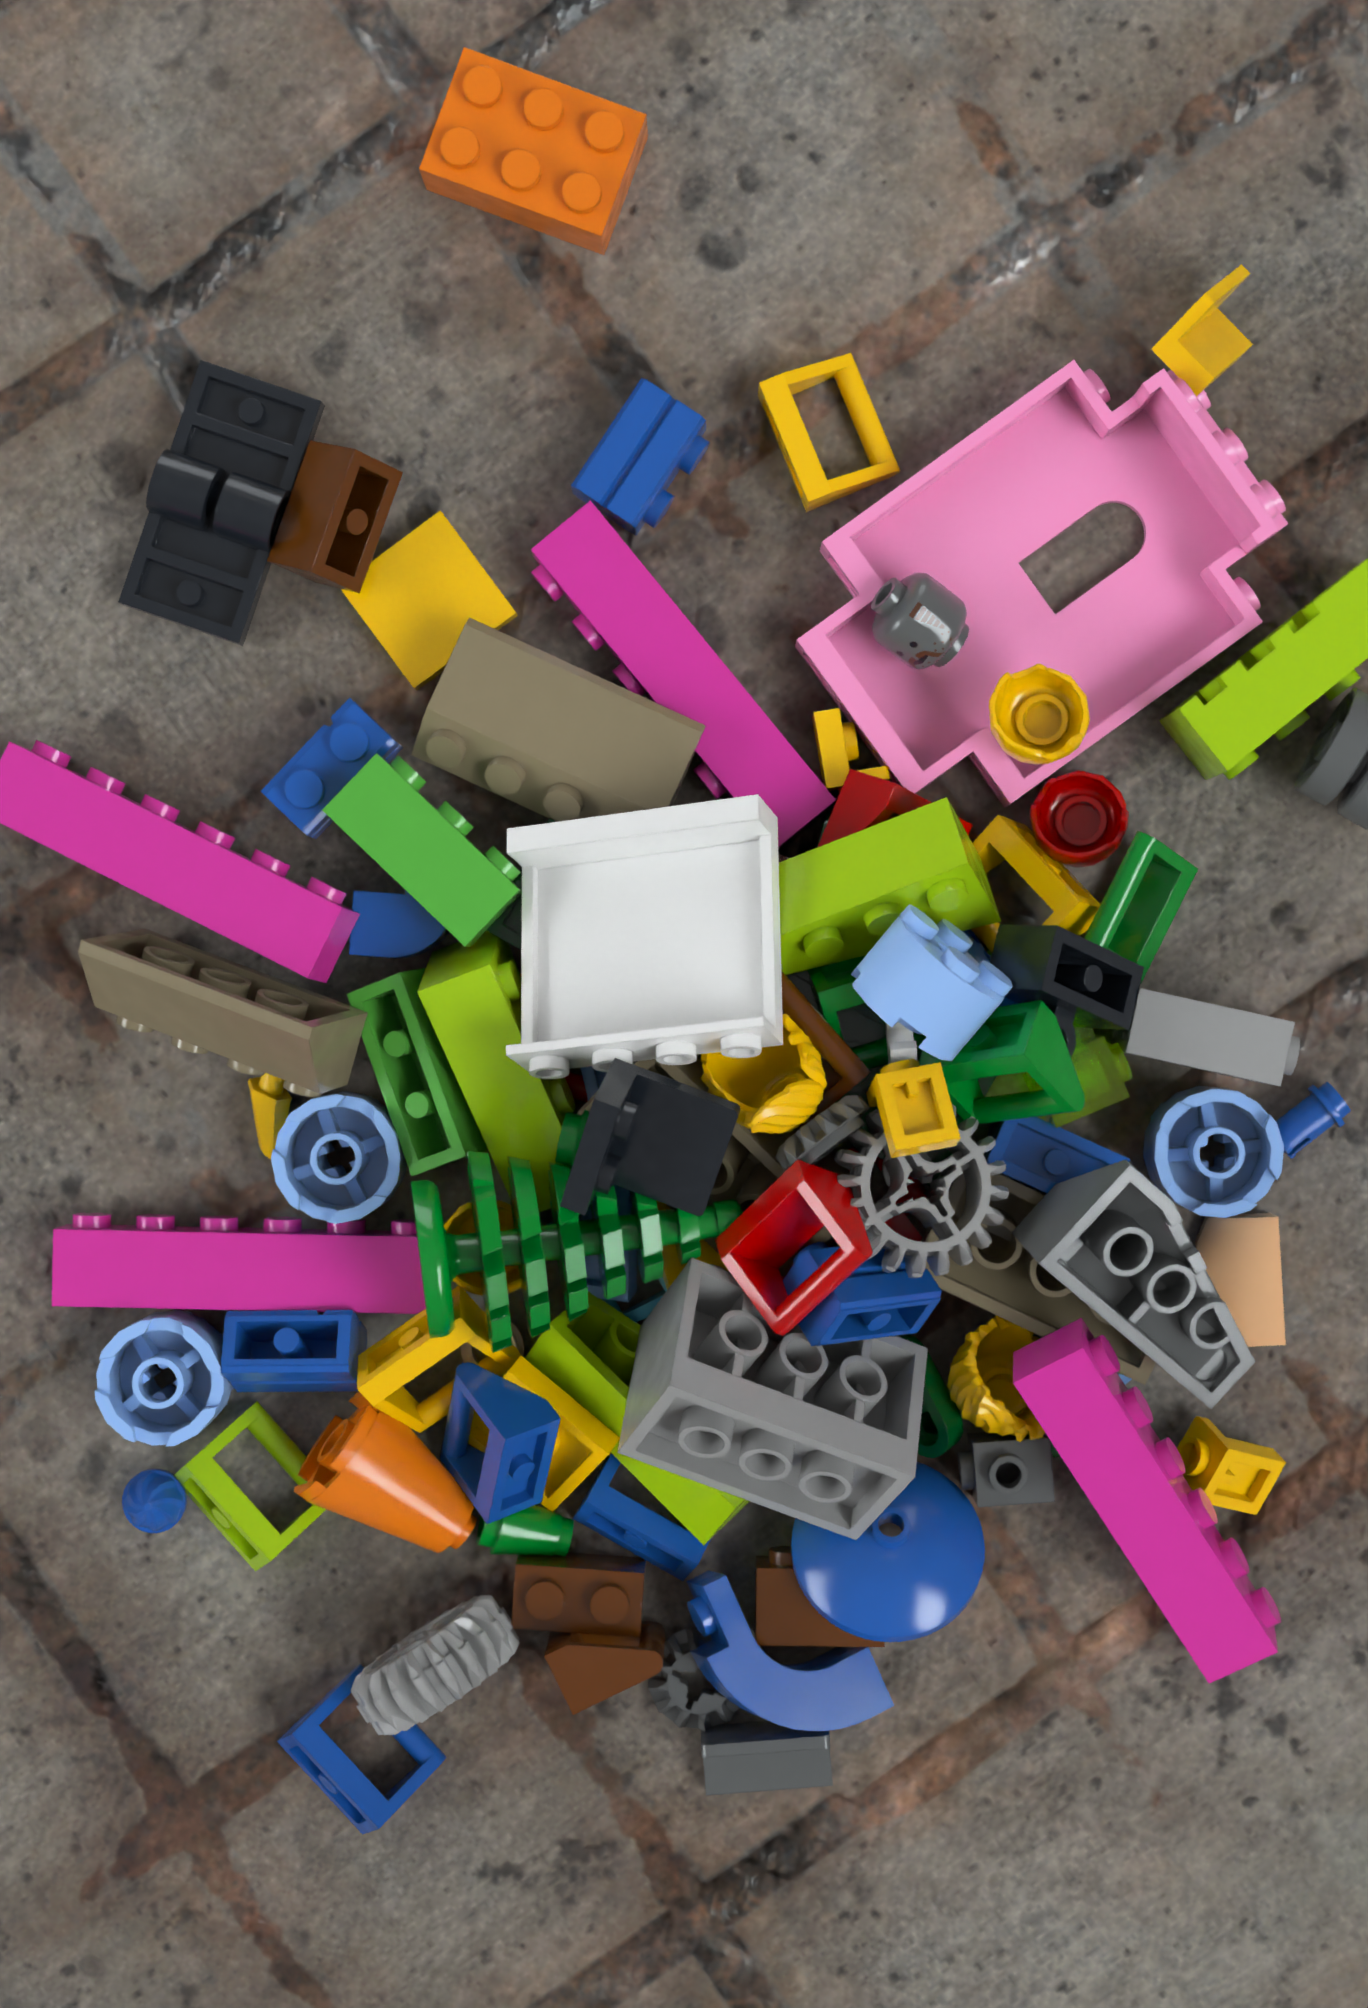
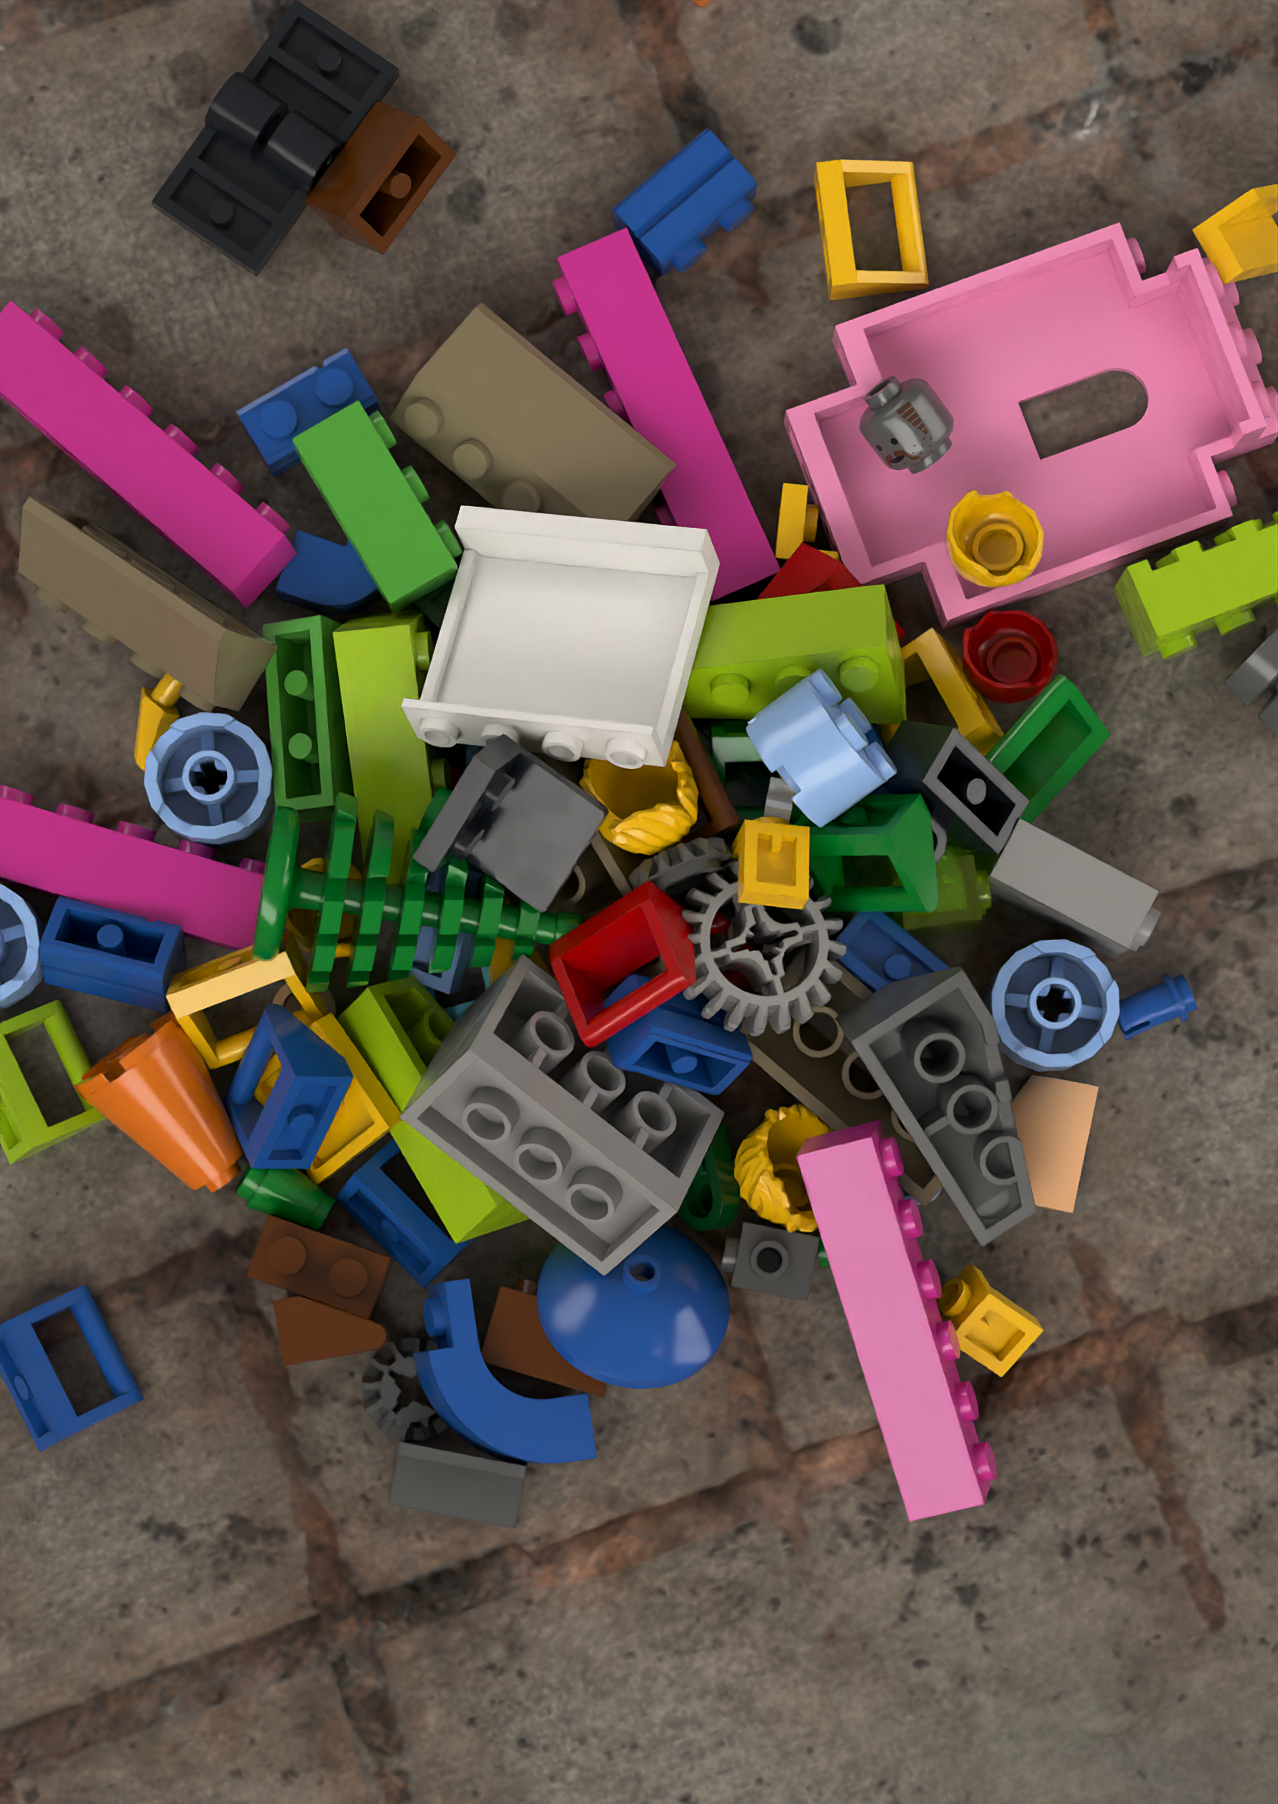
camera: 15 degrees right, 5 degrees down
(424, 595) = (440, 275): yellow tile -> none
(435, 1665) = (162, 1291): light grey gear -> none

